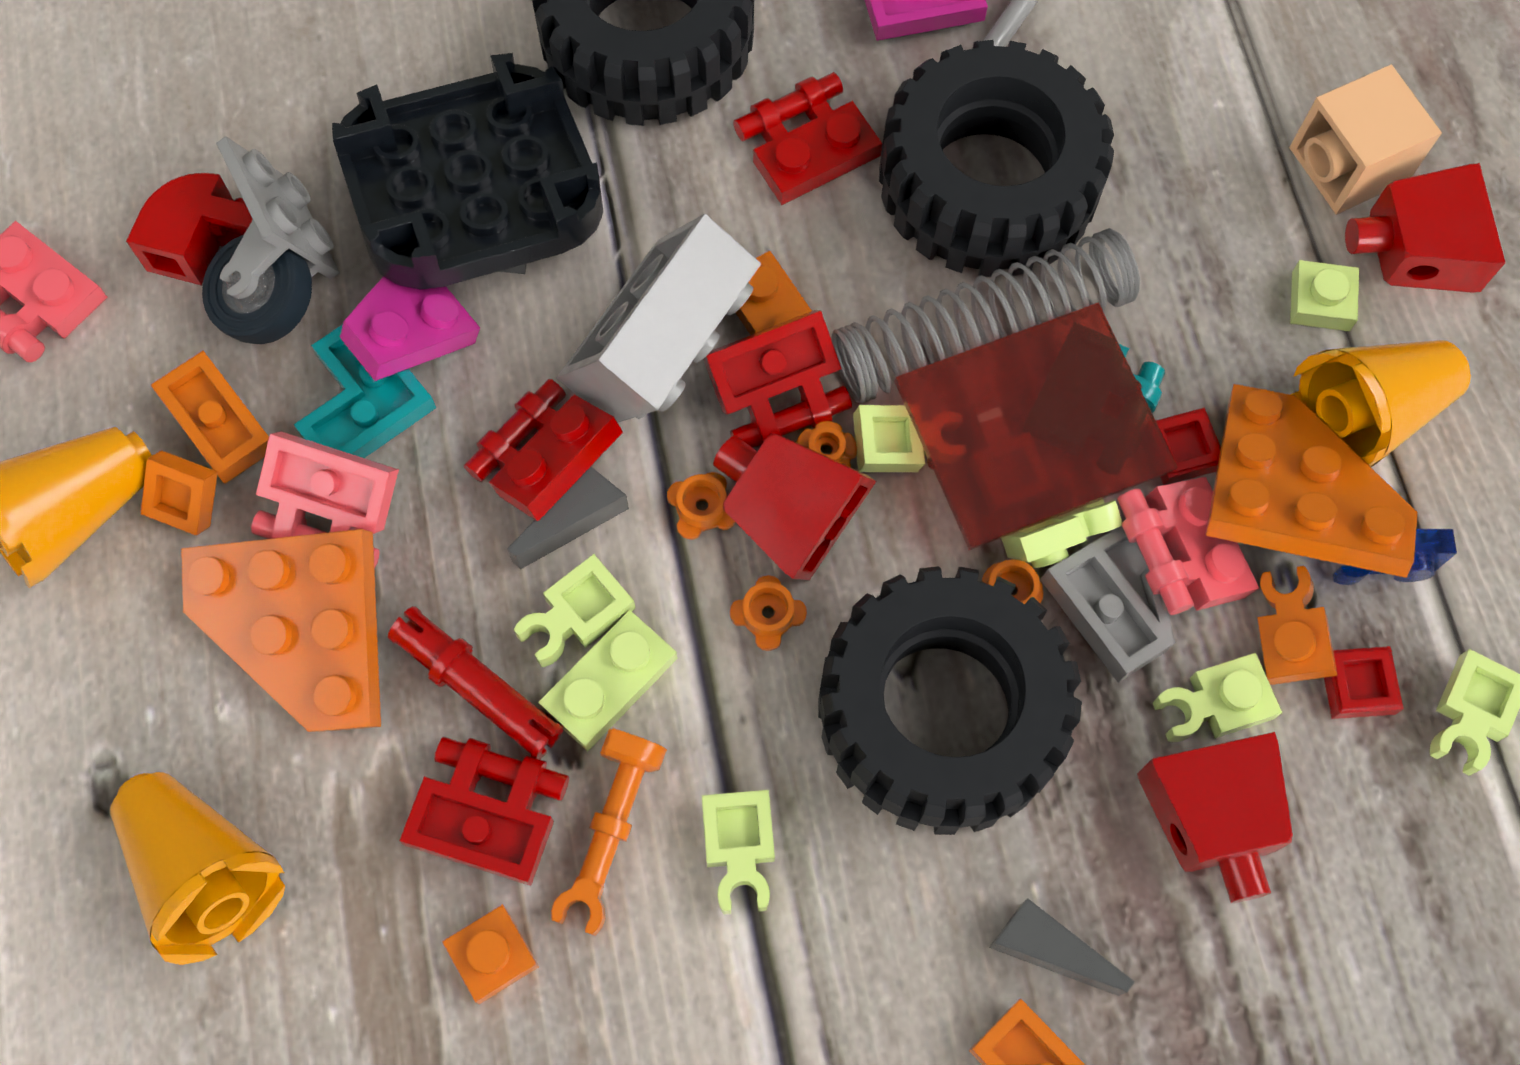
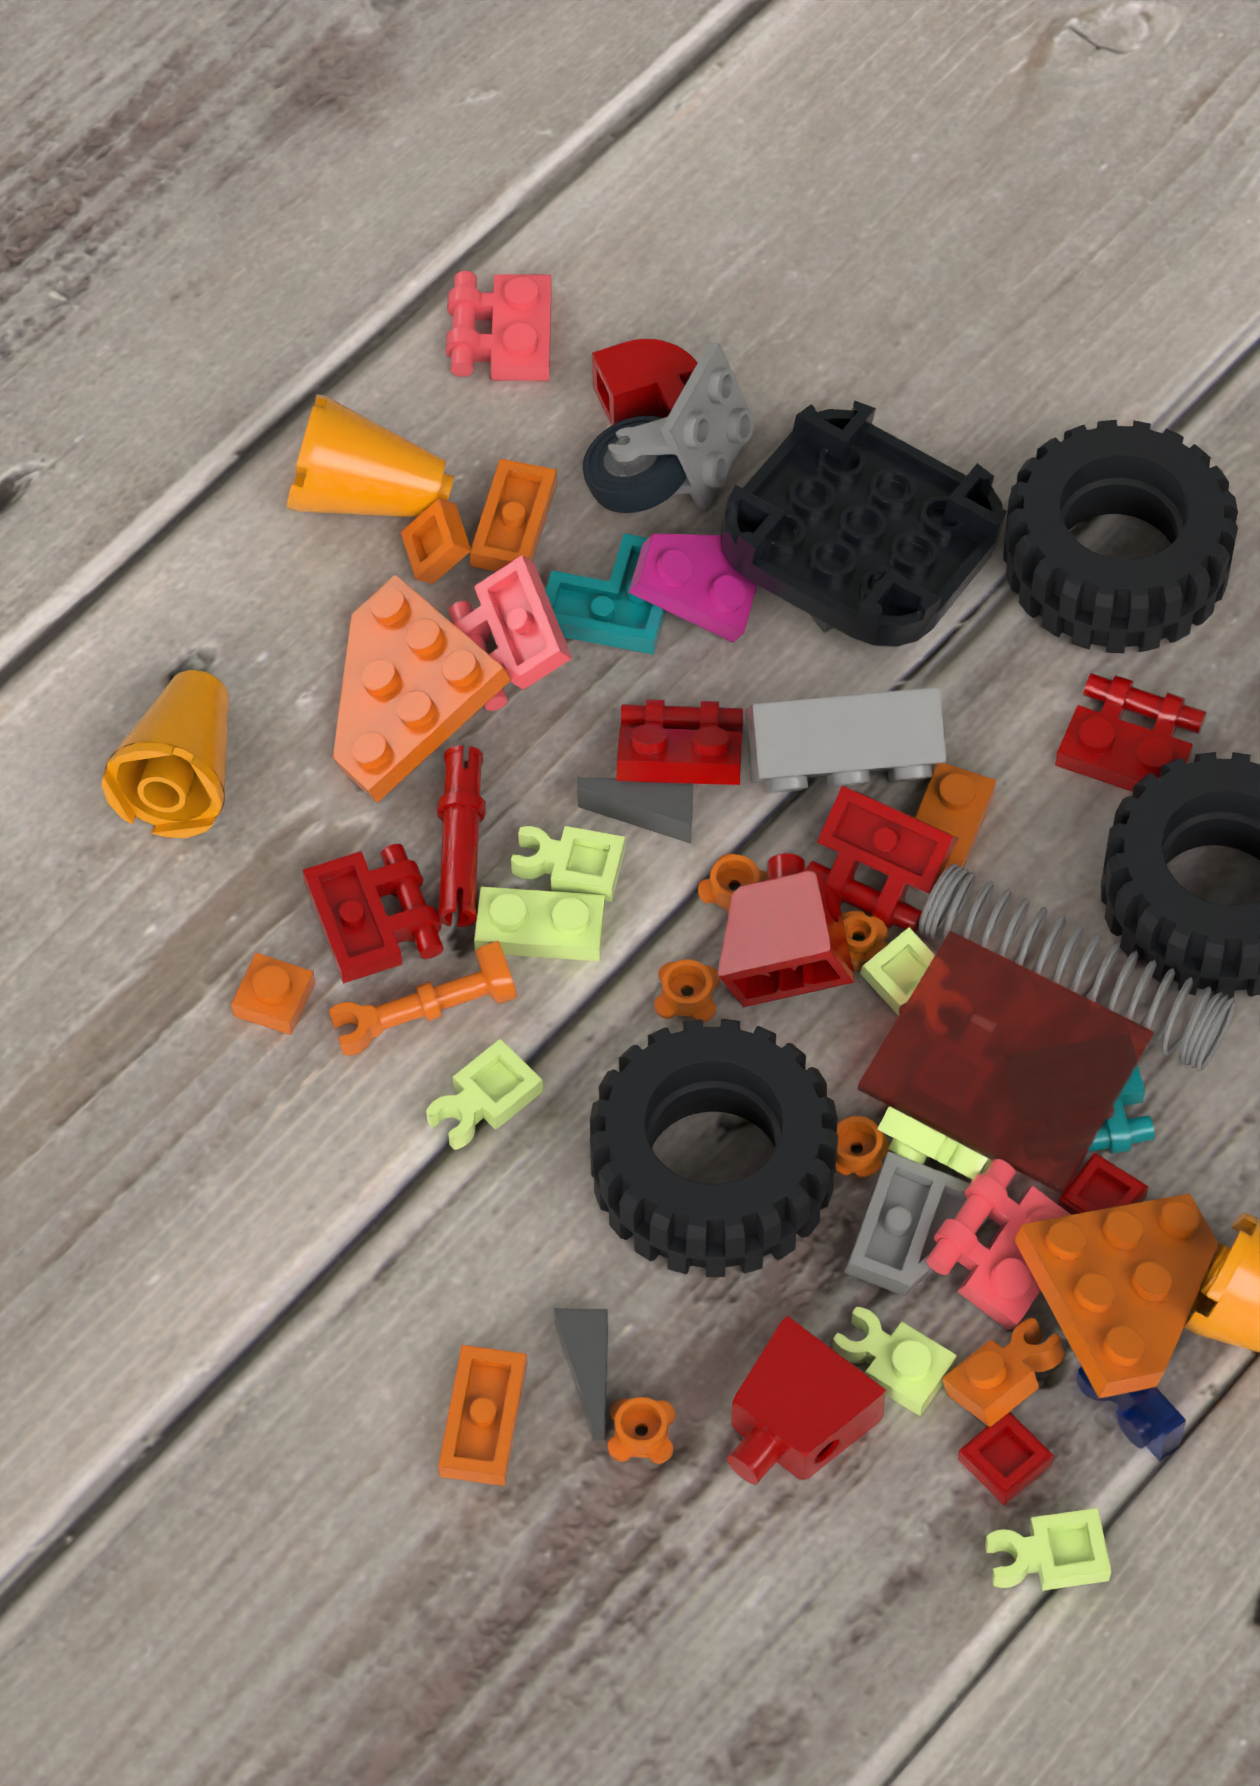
camera: 55 degrees right, 10 degrees down
(1166, 945) = (645, 1412): none -> orange plate

